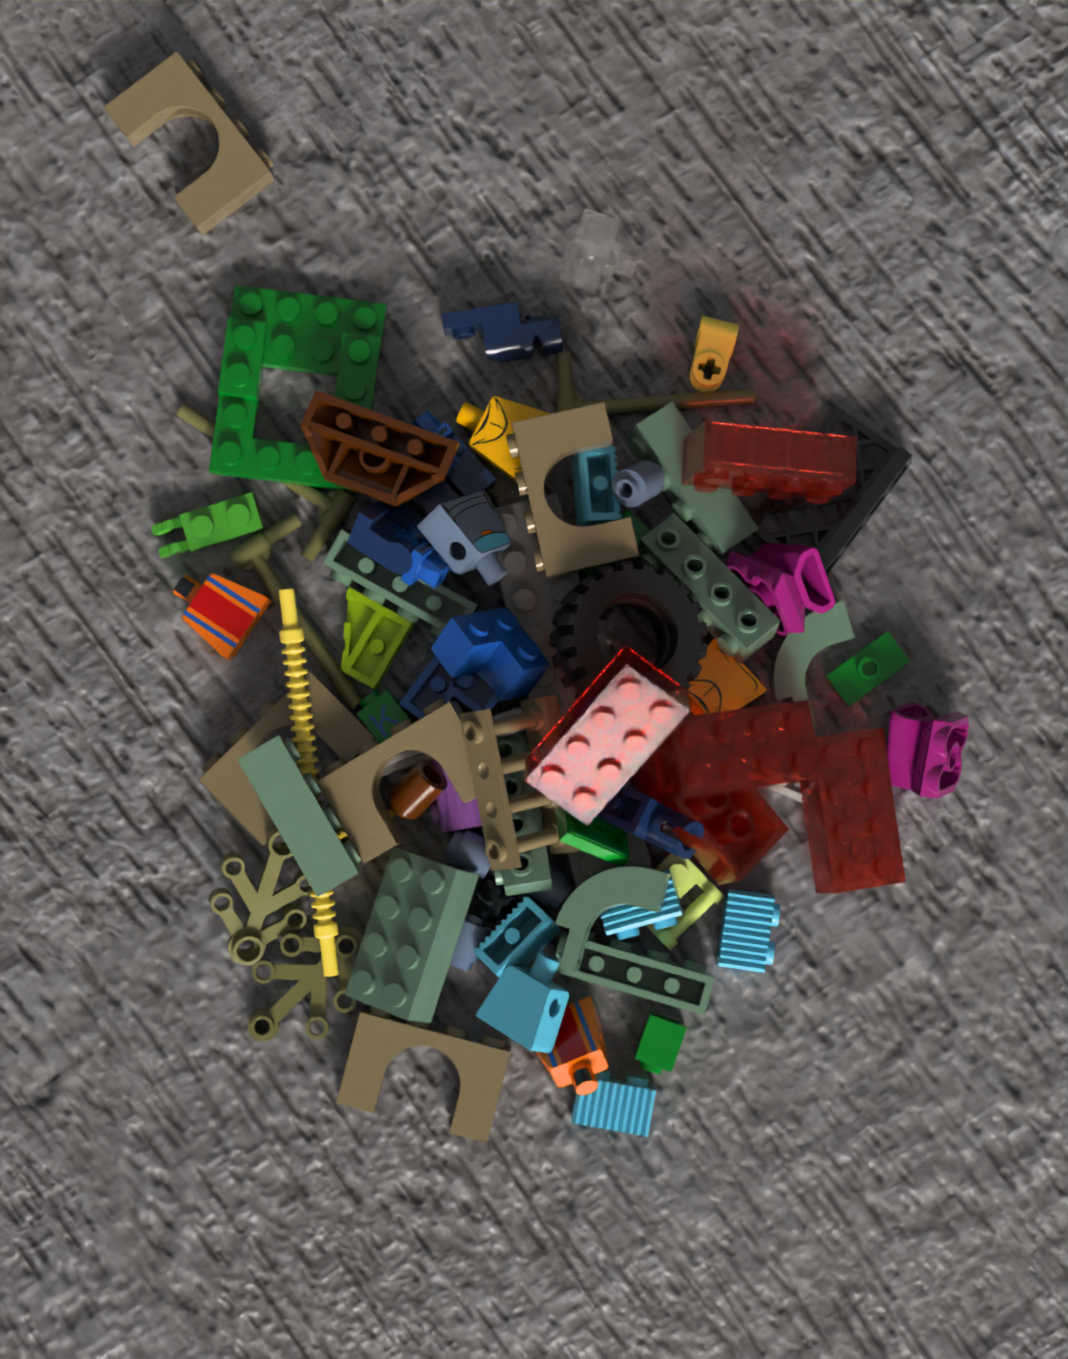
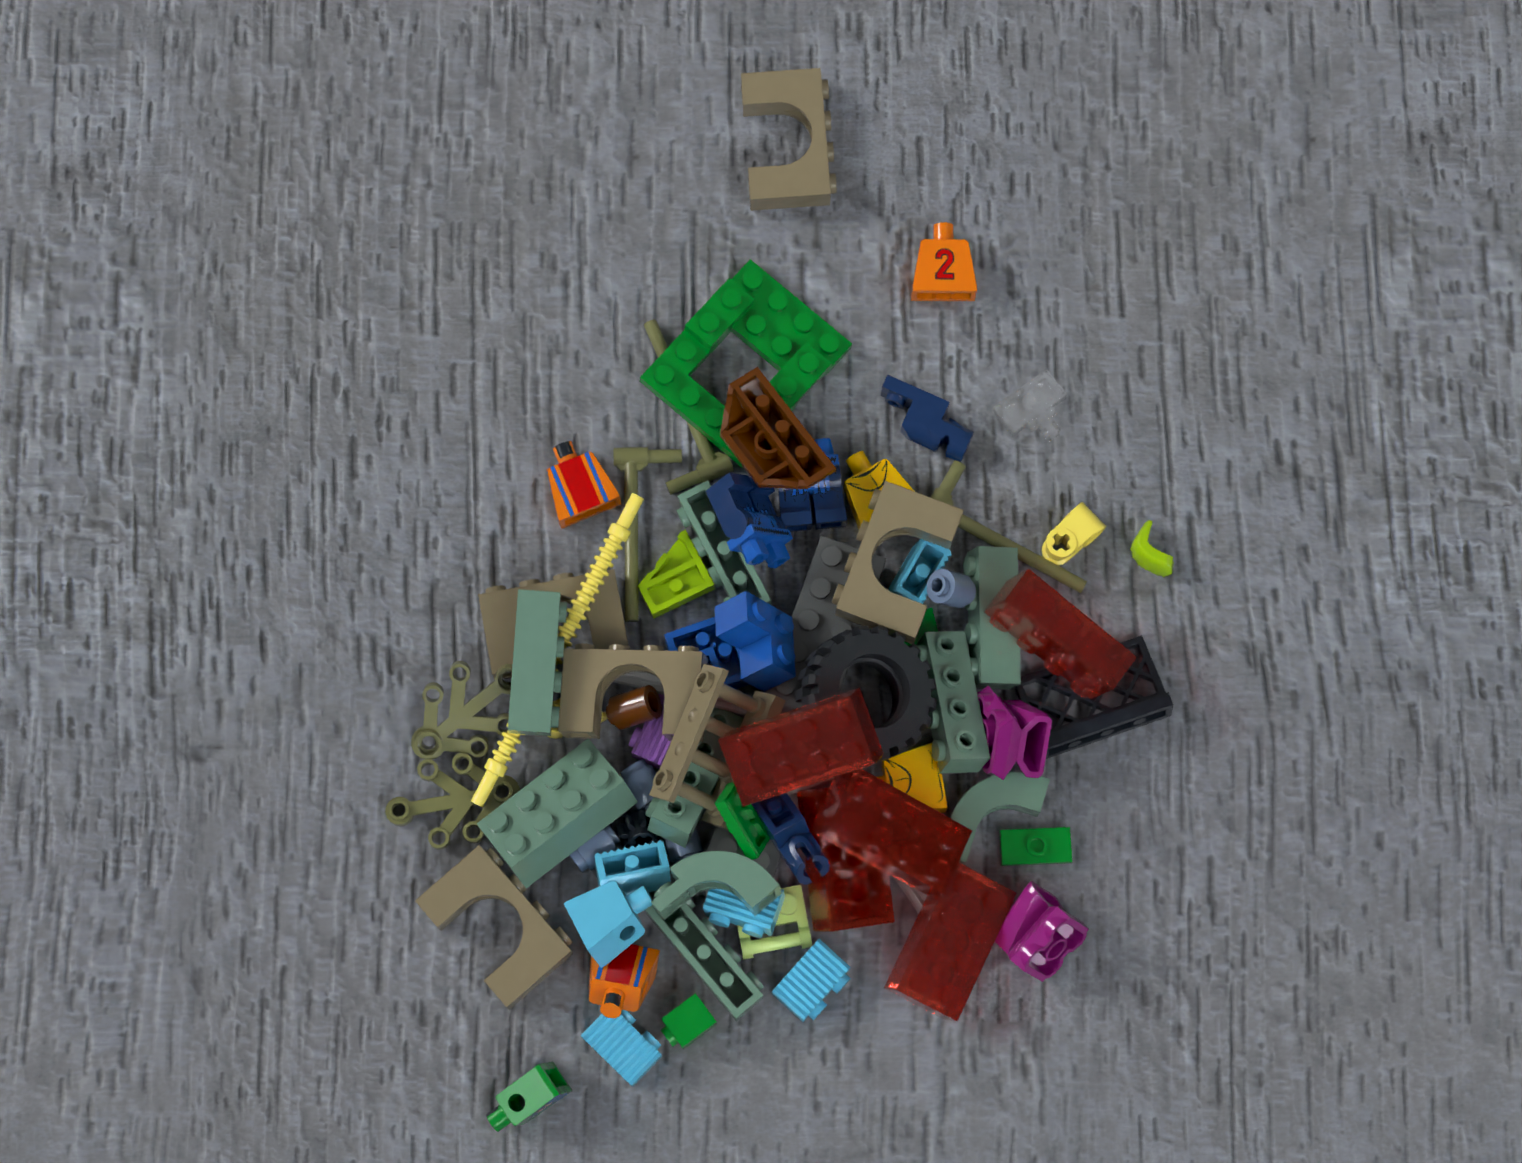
camera: 35 degrees right, 10 degrees down
(212, 525) = (614, 420): bright green hinge -> none
(381, 714) = (645, 632): green brick -> none
(424, 172) = (944, 268): none -> orange torso
(468, 535) = (798, 543): sand blue torso -> none
(562, 1207) = (540, 1090): none -> torso
(795, 327) = (1149, 557): none -> lime hair

